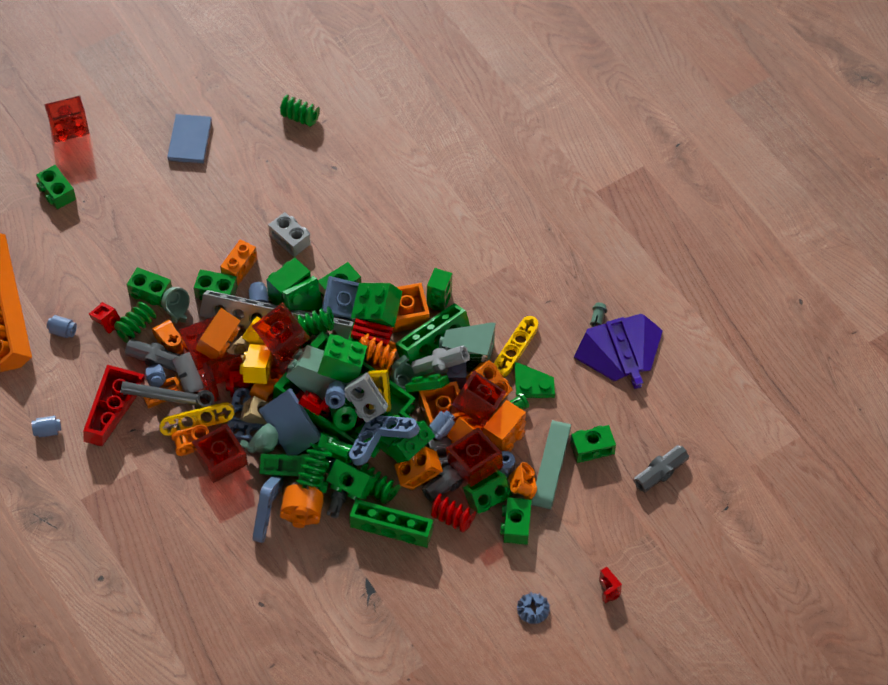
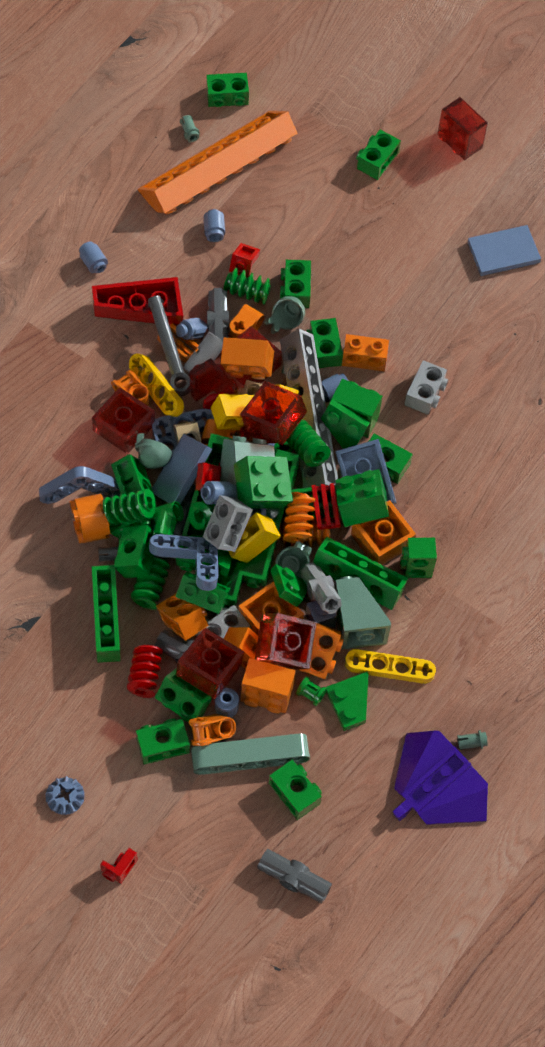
camera: 65 degrees right, 5 degrees up
(442, 424) = (237, 616): sand blue brick -> none

